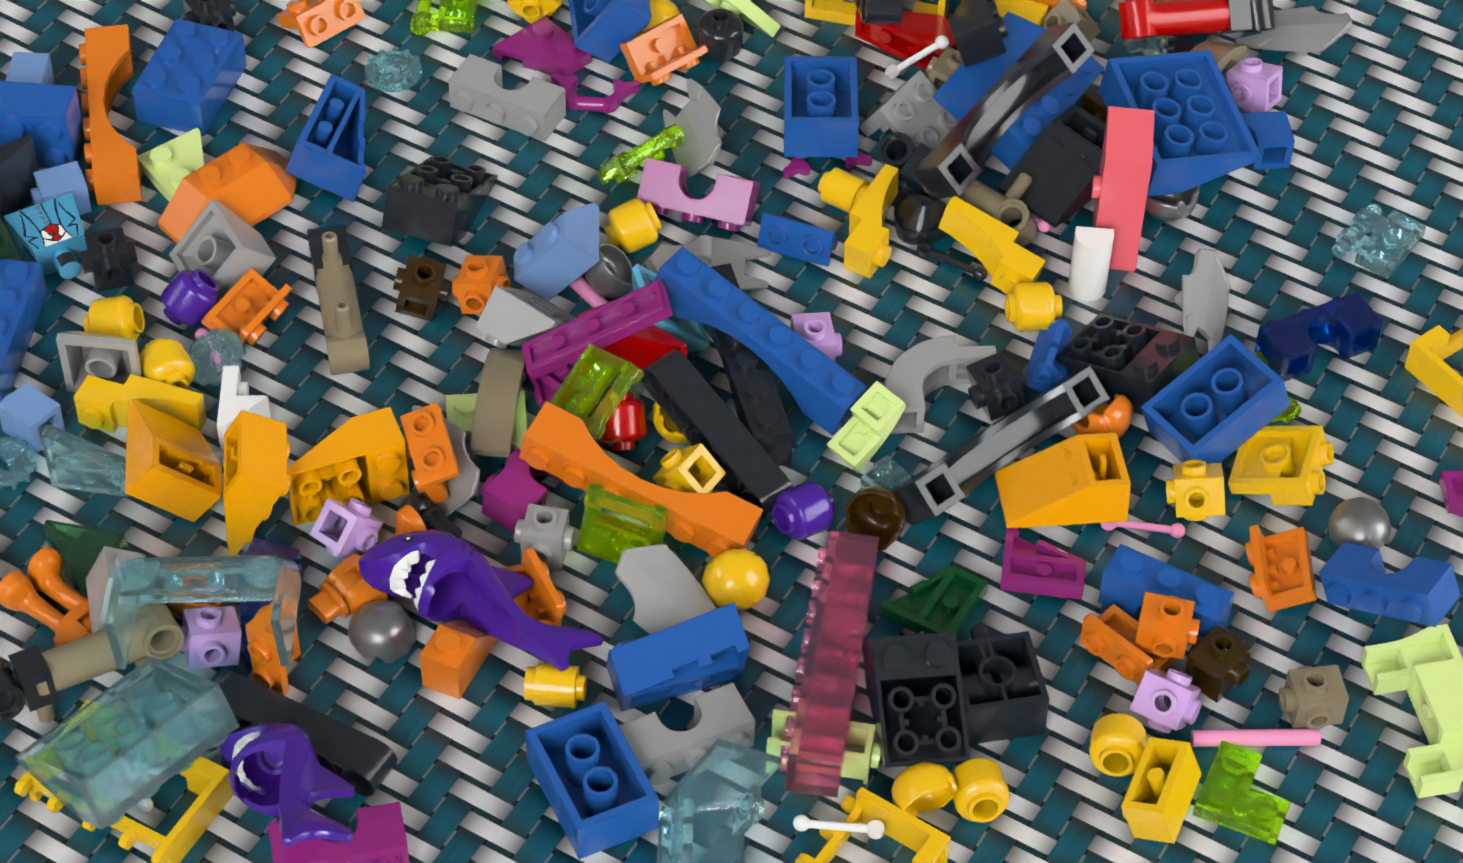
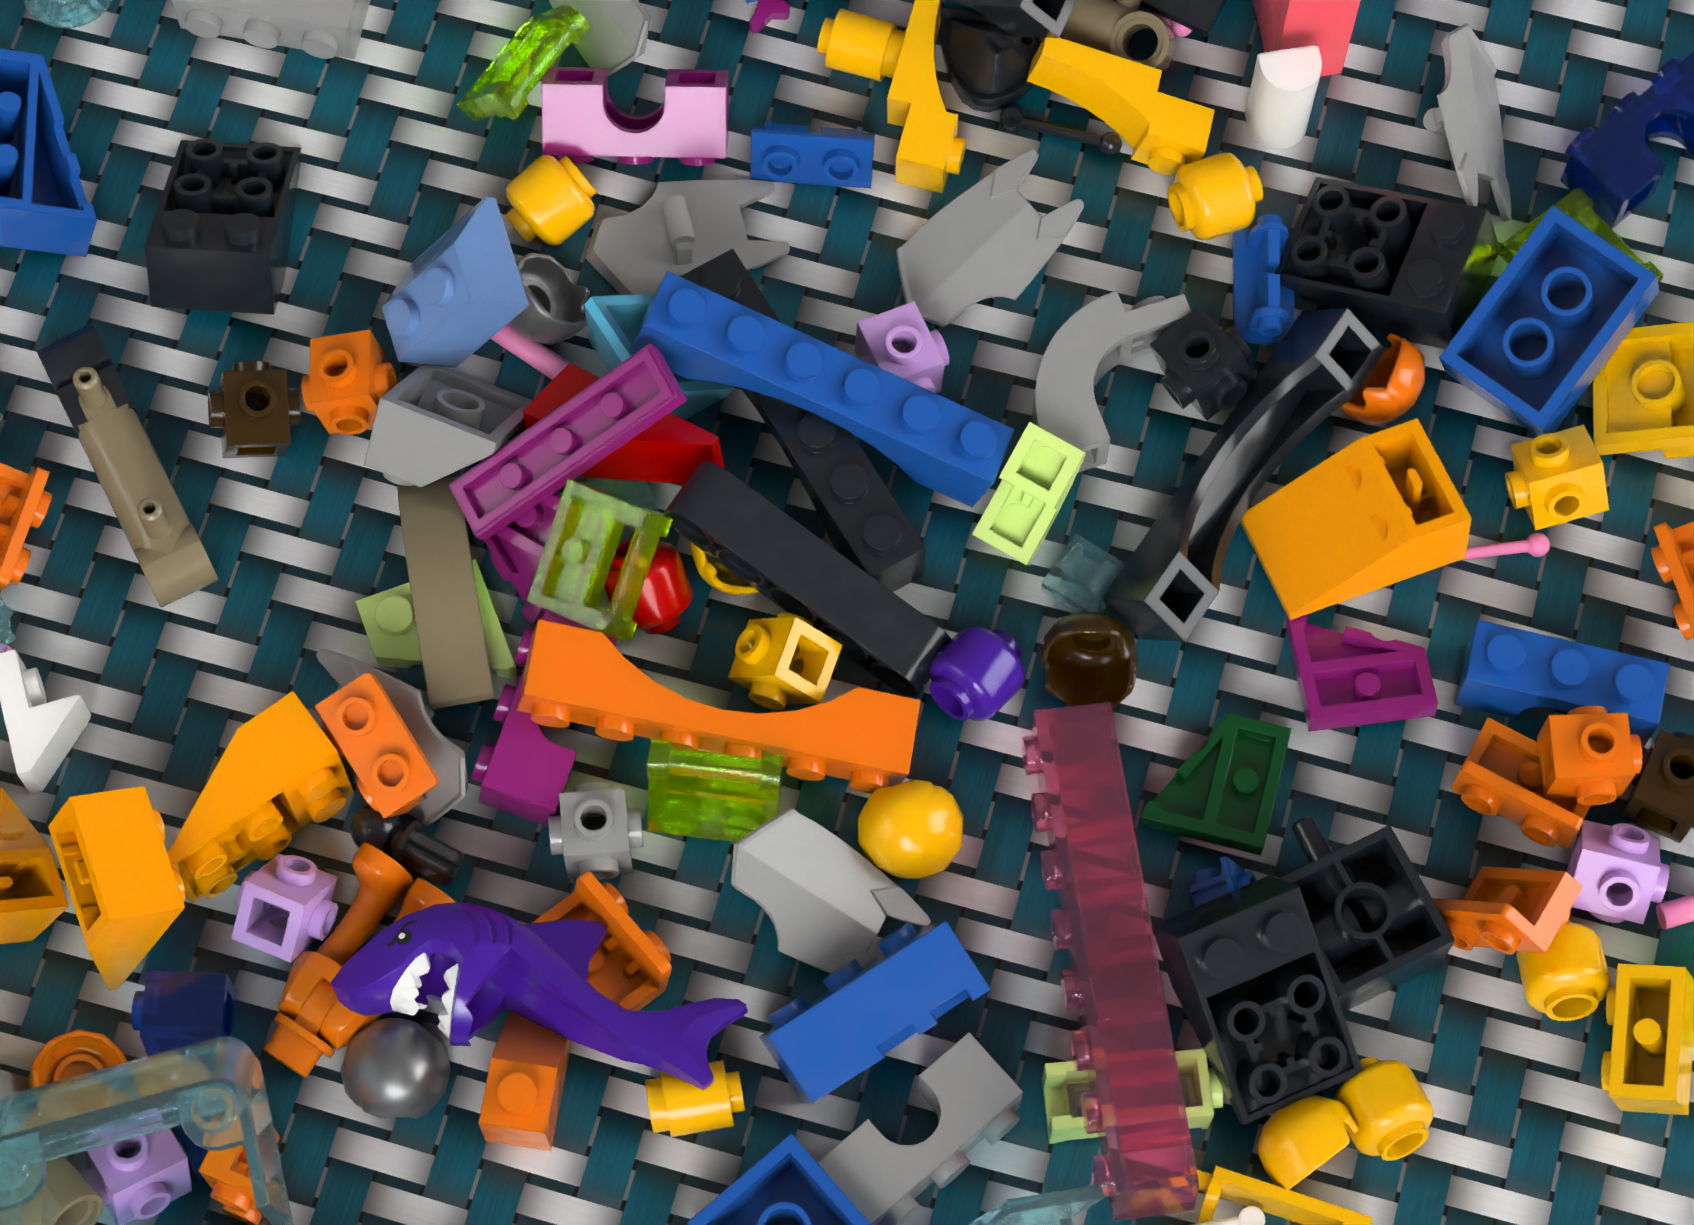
camera: 15 degrees left, 20 degrees up
(883, 299) = (981, 245): none -> light grey shield
(1080, 700) = (1511, 909): none -> orange bracket

